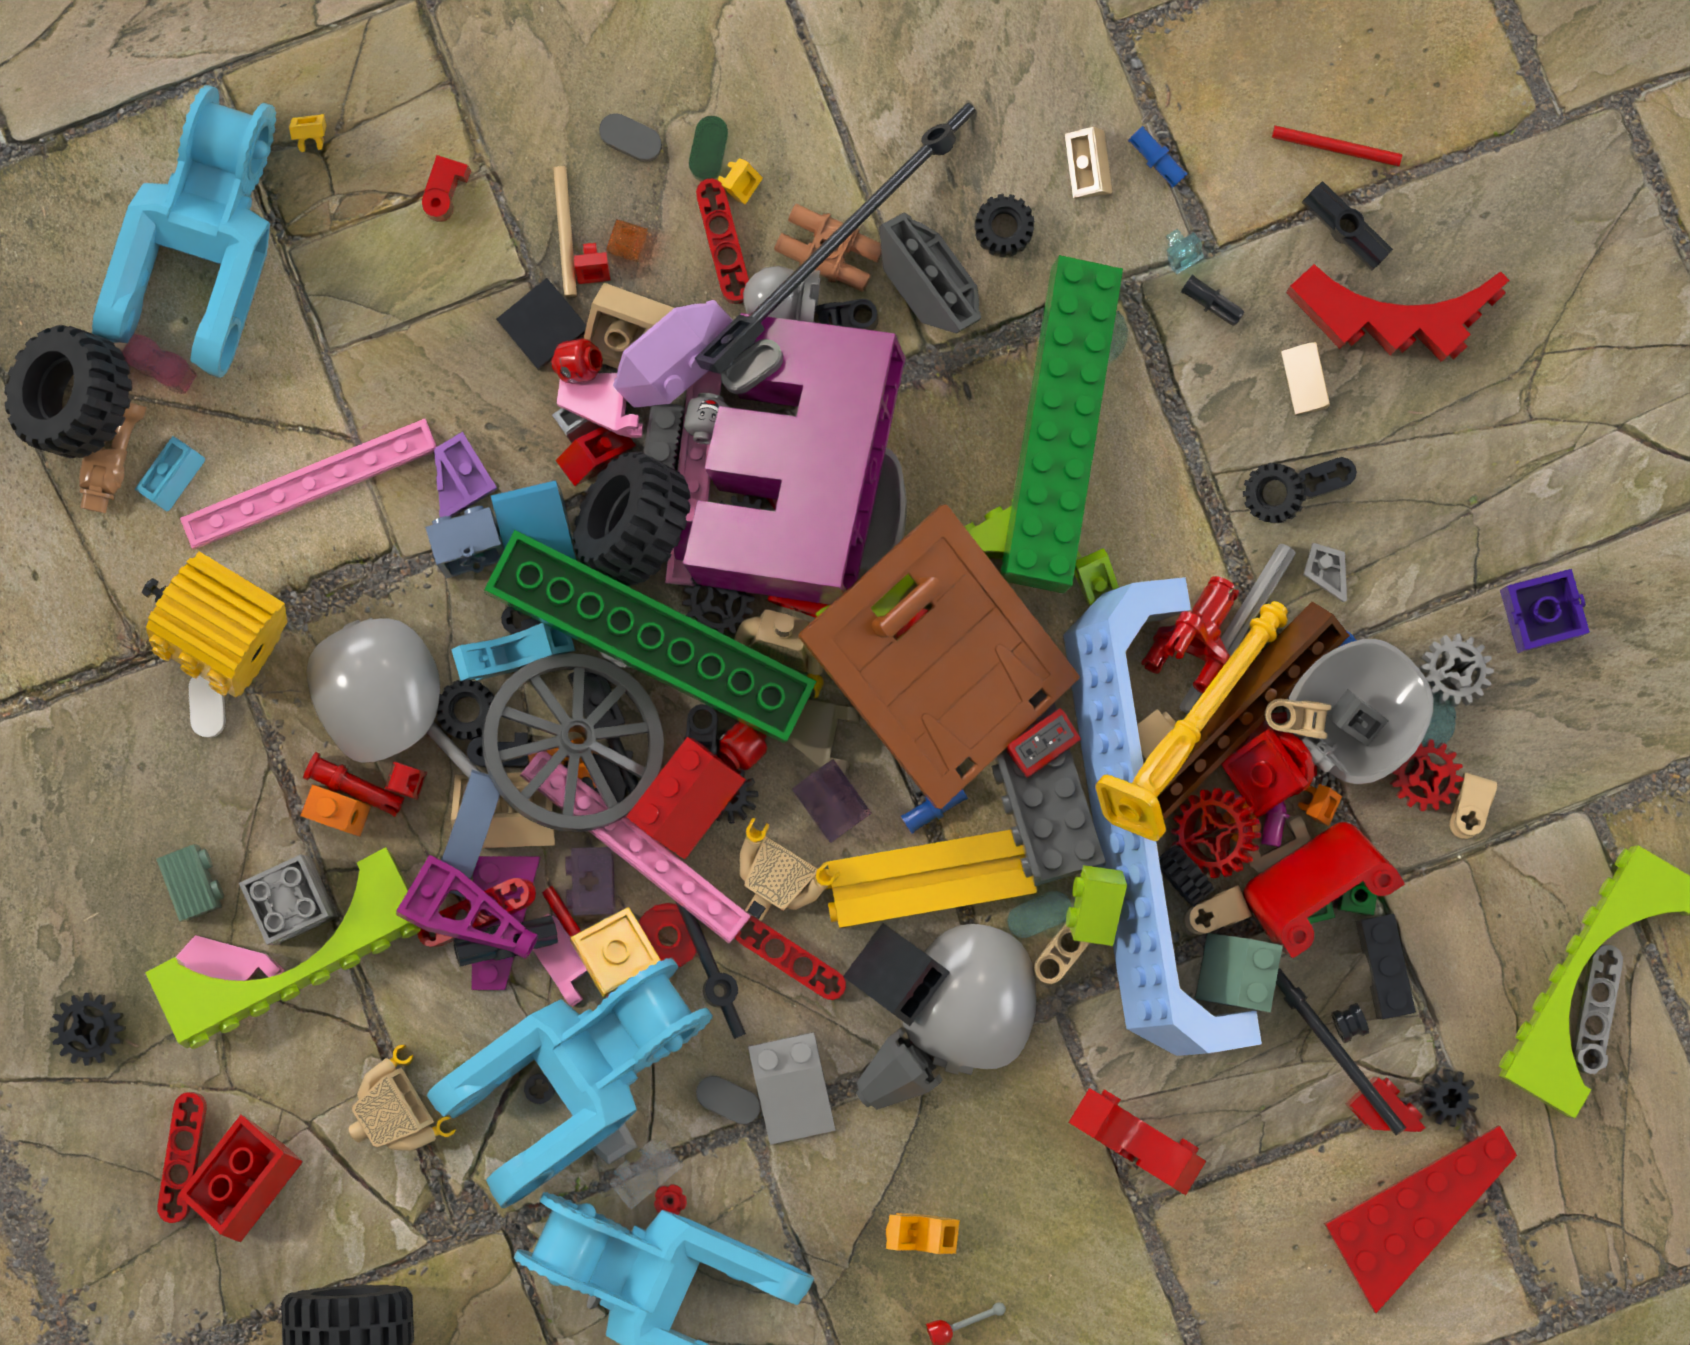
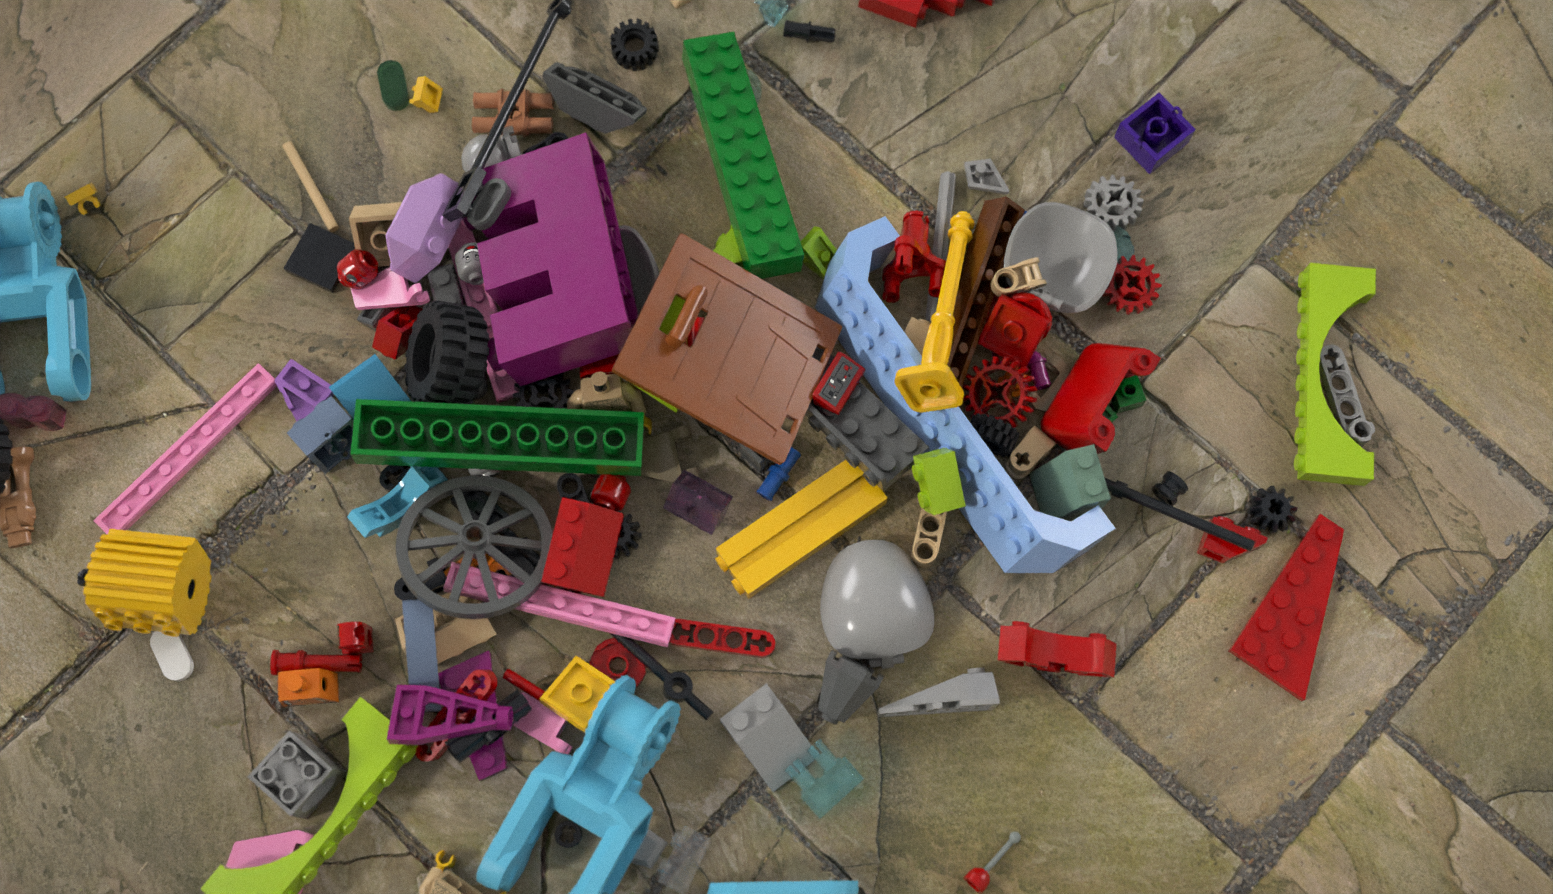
camera: 25 degrees left, 10 degrees down
(170, 473) = (73, 491): medium azure slope -> none
(190, 882) = (212, 799): sand green brick -> none
(374, 688) = (299, 578): light grey piece -> none
(442, 186) = (202, 192): red leg -> none
(447, 703) = (365, 561): black tyre -> none
(451, 749) = (372, 595): light grey bar -> none
(592, 265) = (340, 199): red tile -> none
(602, 897) = (537, 633): clear purple brick -> none
(627, 240) = (360, 172): clear orange tile -> none
(630, 137) = (331, 102): dark grey tile -> none
(674, 1192) = (713, 866): red plate -> none
(722, 241) = (432, 143): red beam -> none
(728, 1099) = (723, 772): dark grey tile -> none
(778, 875) = (682, 577): tan torso -> none
(832, 1170) = (824, 793): none -> clear light blue brick
(896, 974) = (809, 608): black brick -> none
(922, 1233) = (926, 803): light orange brick -> none
(1013, 1136) = (960, 694): none -> light grey wedge
(1038, 914) = (896, 517): clear light blue tile -> none
(1293, 499) = (908, 127): black tyre -> none
(1305, 378) = (902, 55): slope -> none
(1322, 805) = (1067, 340): orange tile -> none
(1328, 485) = (953, 120): black beam -> none
(1357, 718) = (1060, 262): dark grey slope -> none
(1389, 975) = (1187, 447): black arch -> none
(1473, 801) = (1175, 293): tan piece -> none

